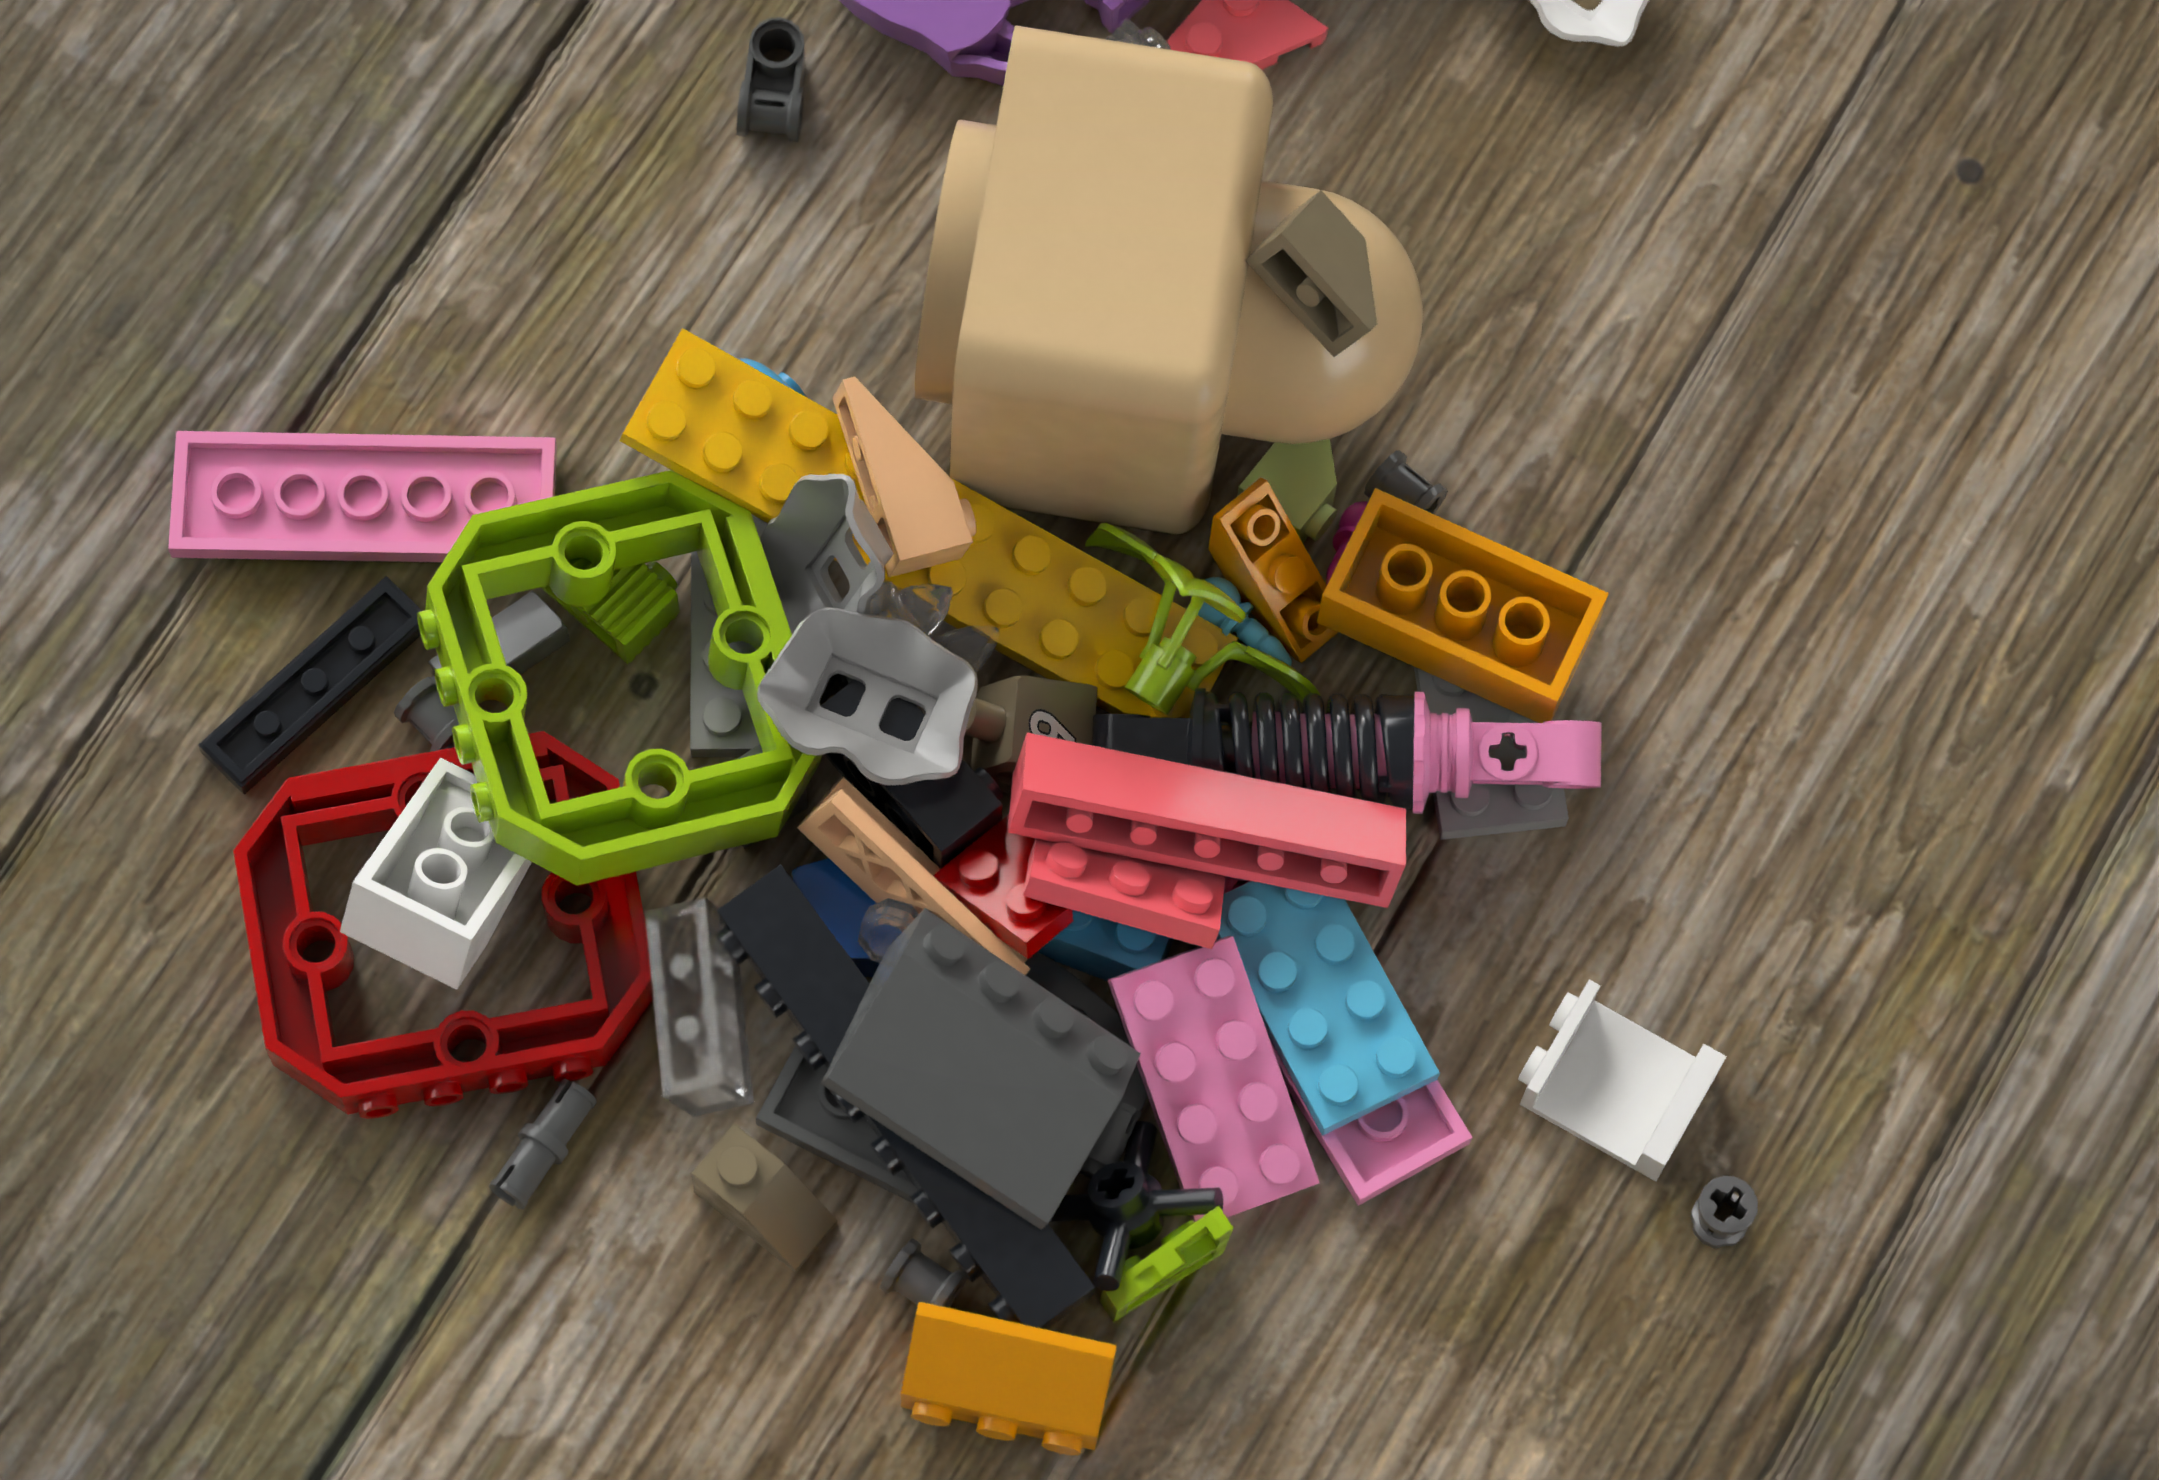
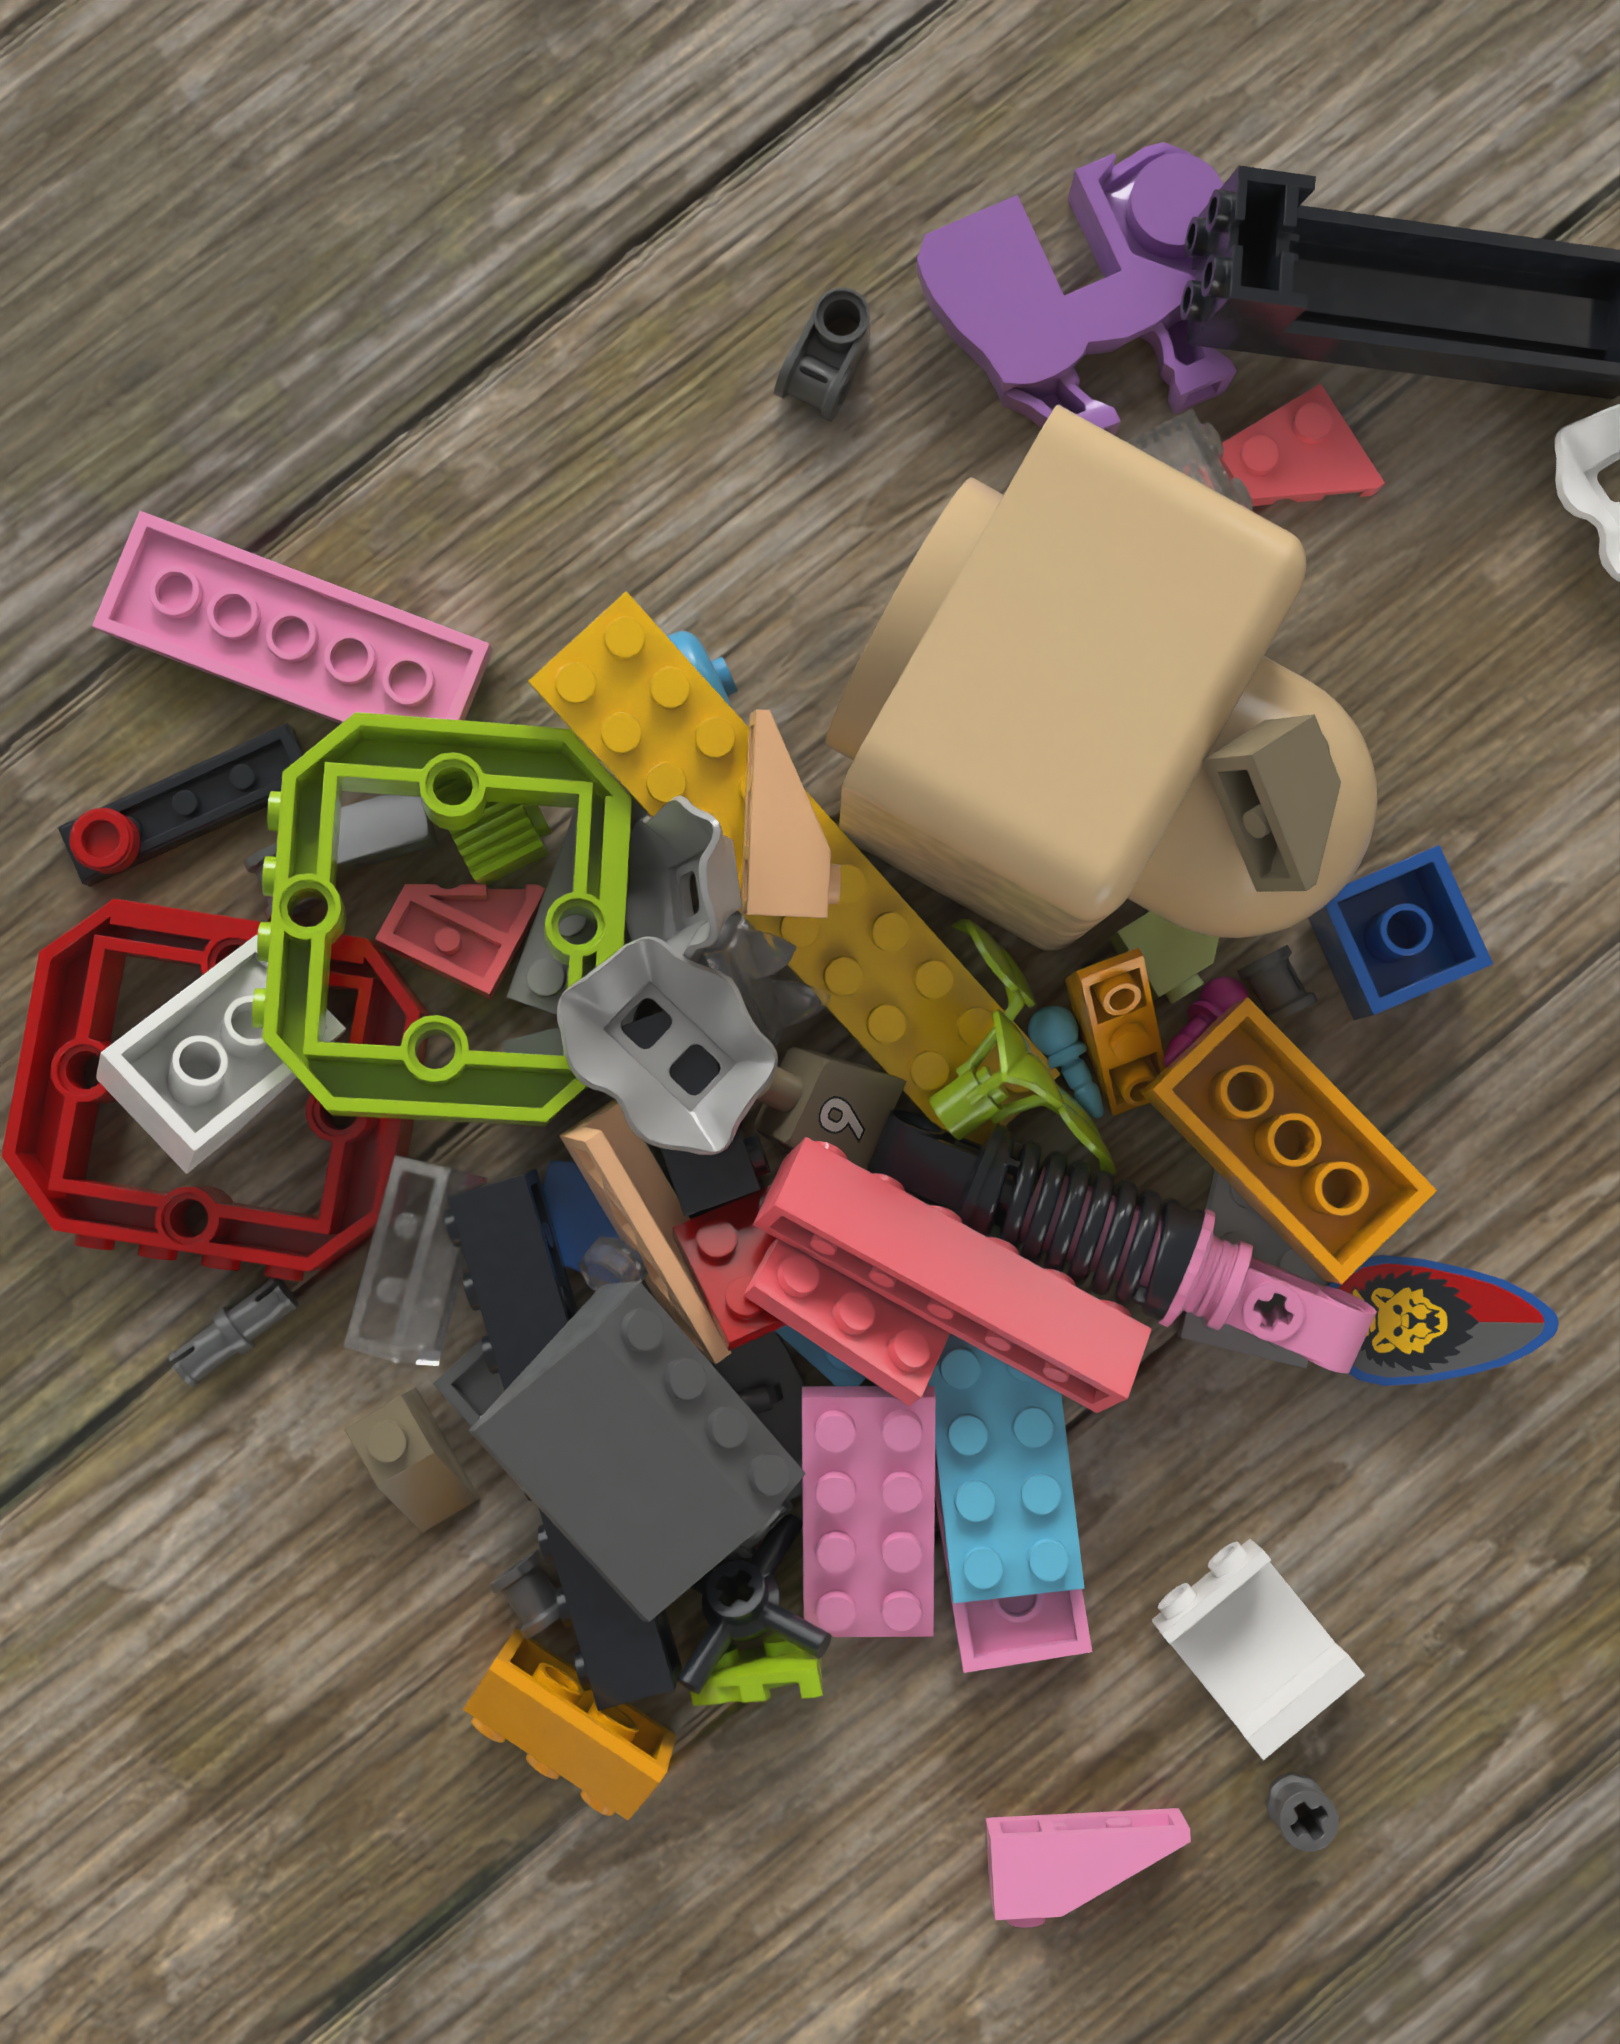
camera: 30 degrees right, 15 degrees up
(253, 737) = (105, 840): none -> red tile
(624, 704) = (461, 931): none -> coral wing
(1492, 404) = (1399, 934): none -> blue brick
(1513, 1342) = (1064, 1860): none -> bright pink slope
(1668, 728) = (1441, 1321): none -> shield

